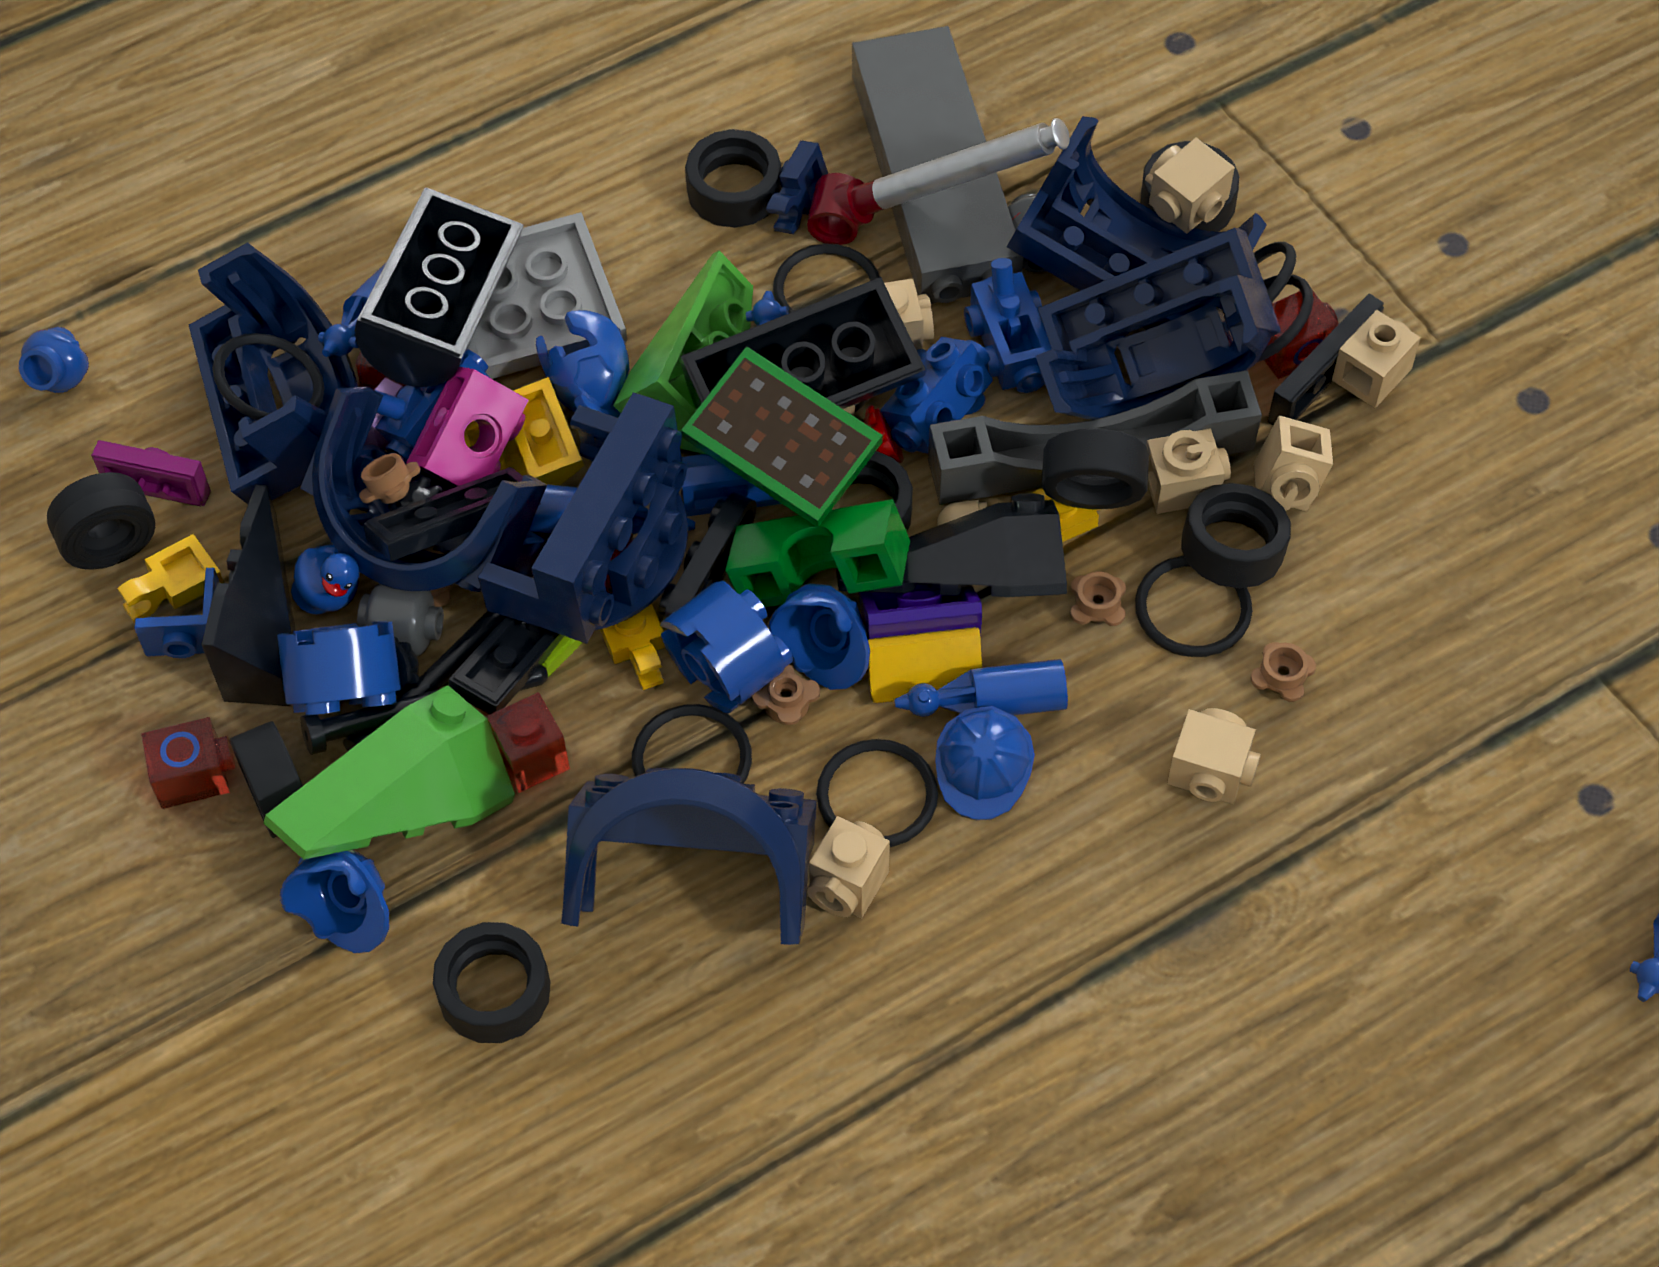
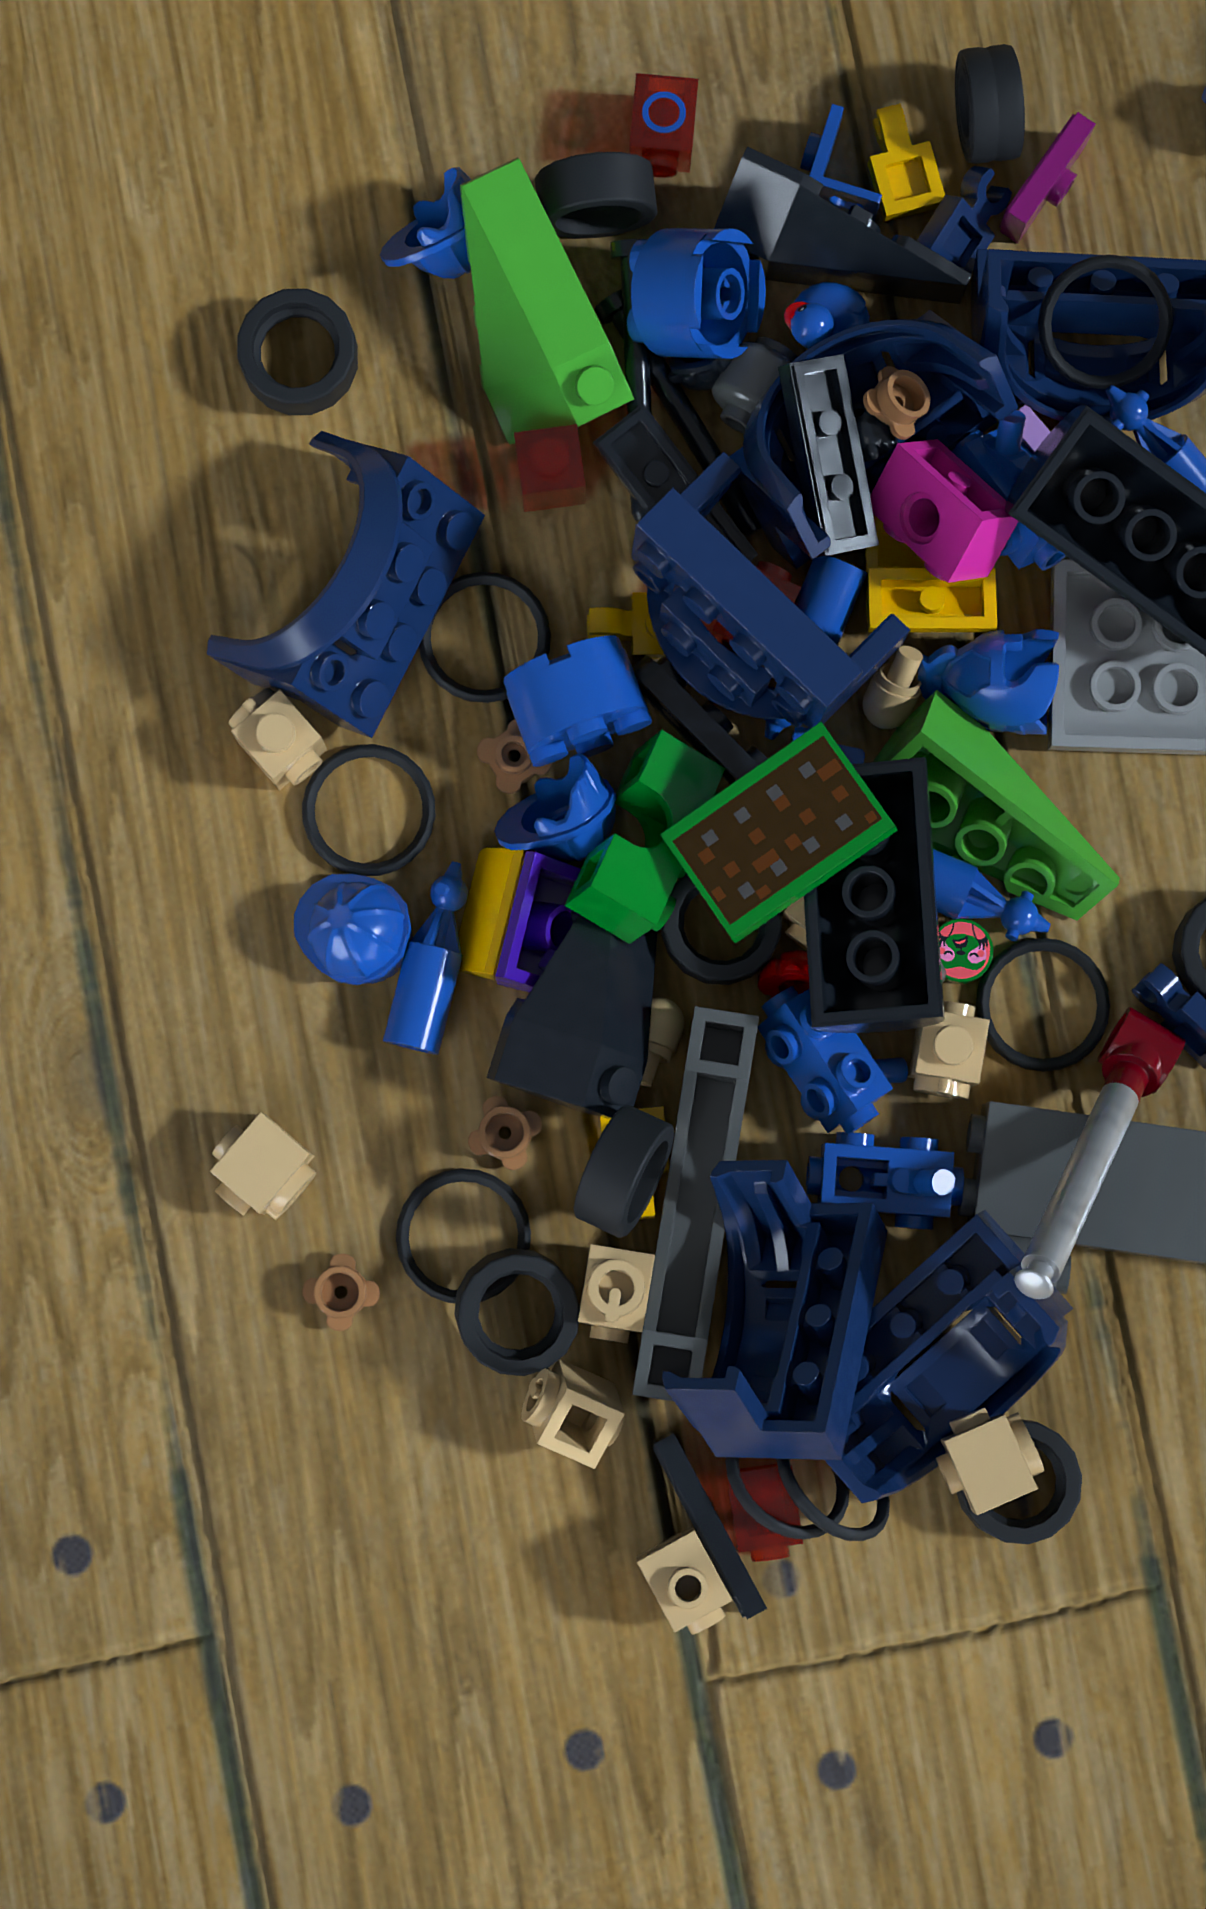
camera: 105 degrees right, 25 degrees up
(214, 518) = (960, 222): none -> dark blue plate

